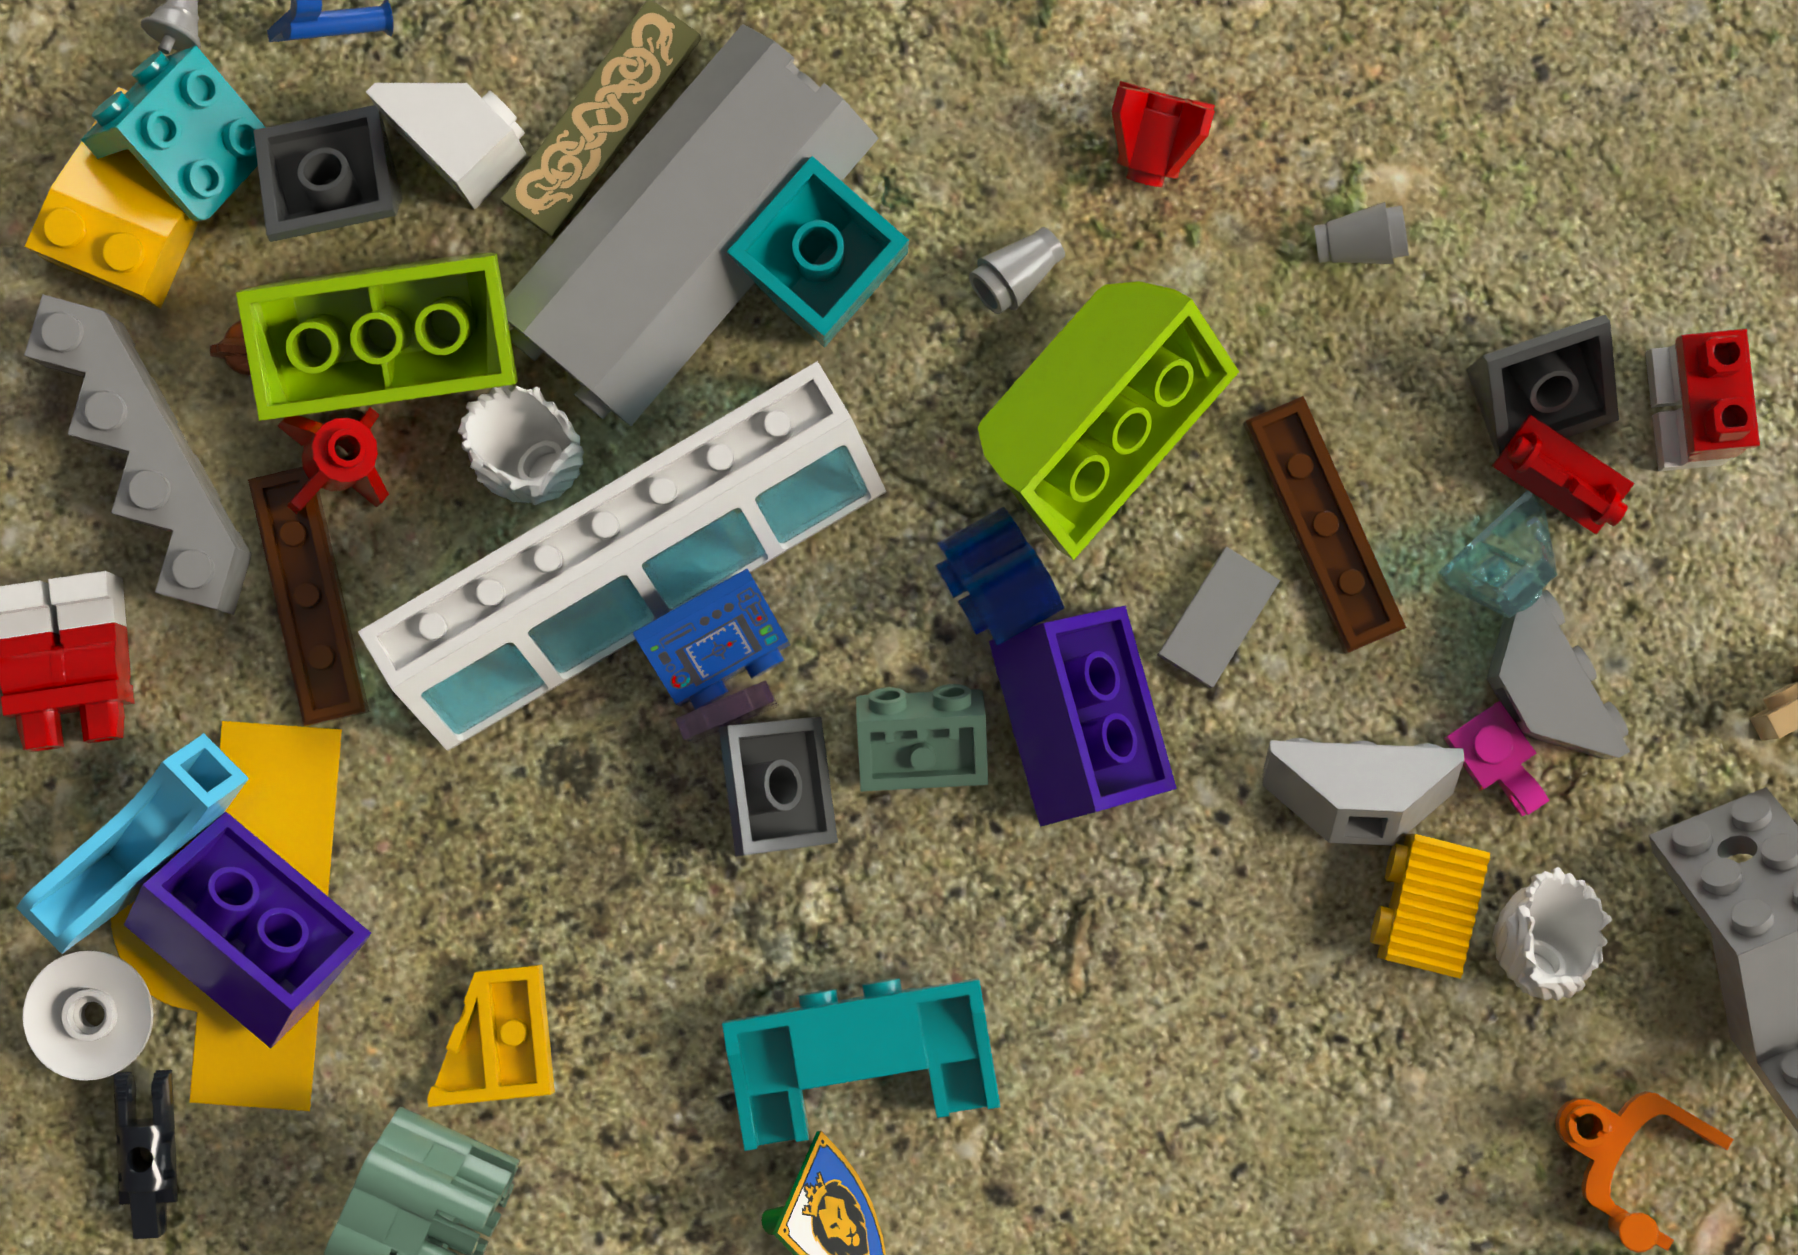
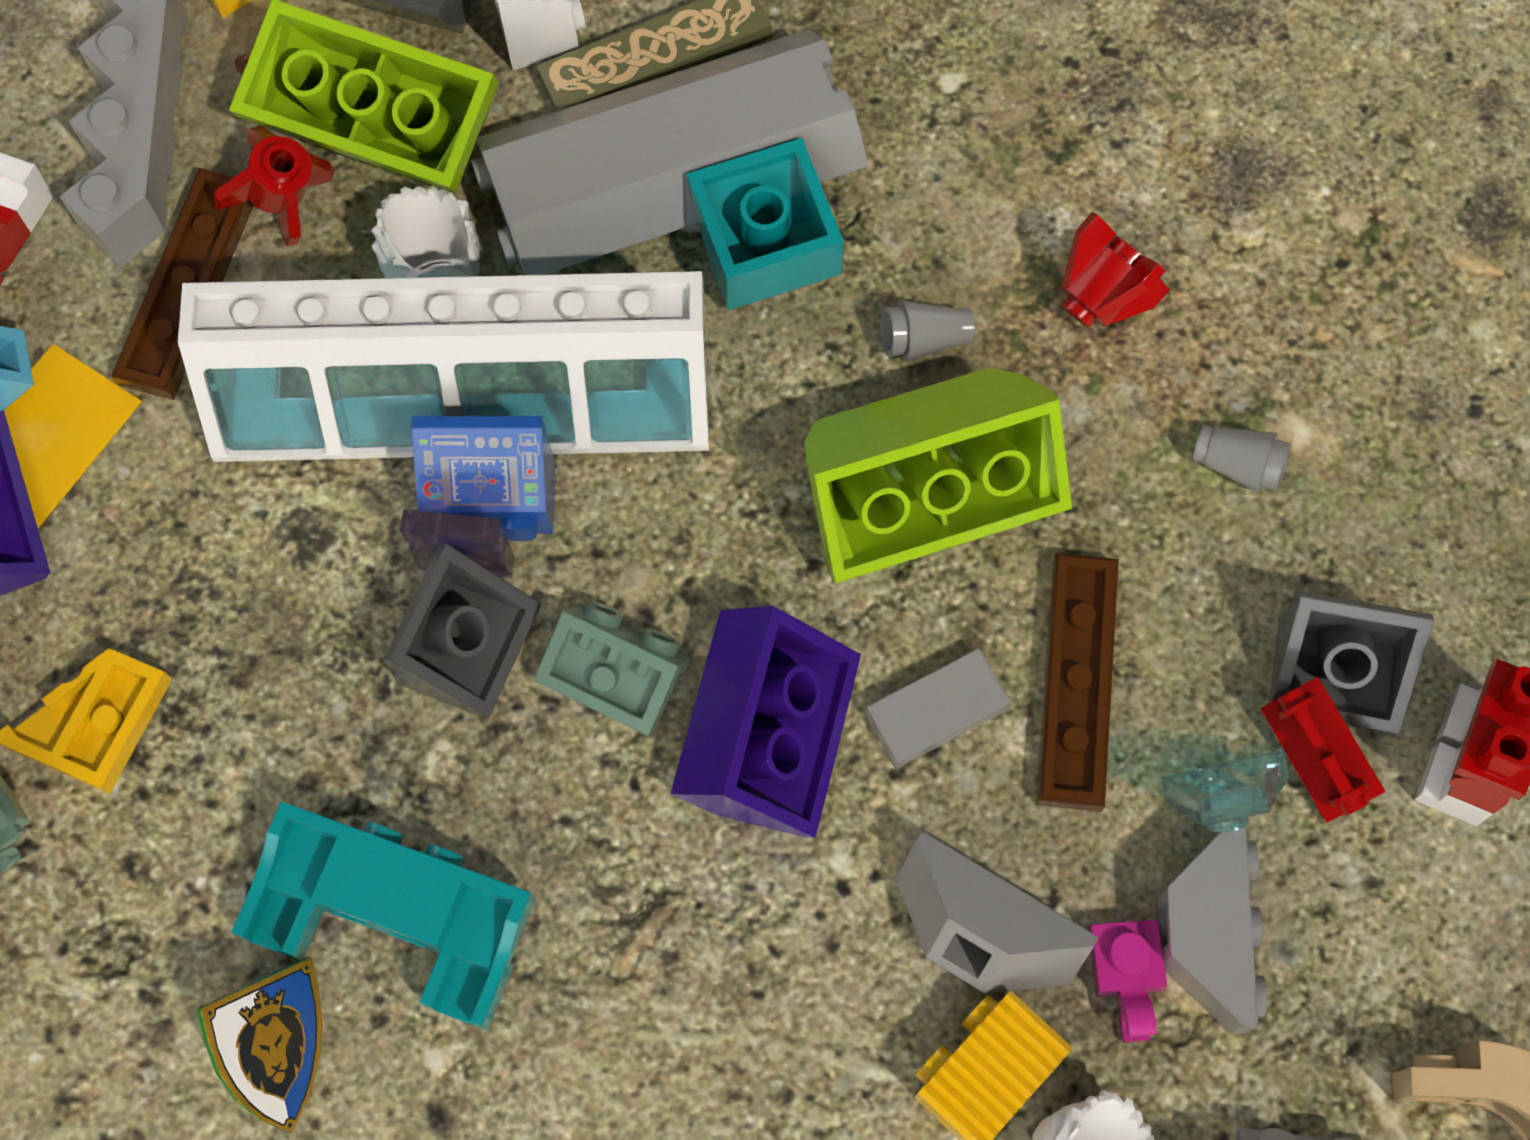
camera: 30 degrees right, 15 degrees down
(999, 576) = (756, 557): clear blue brick -> none

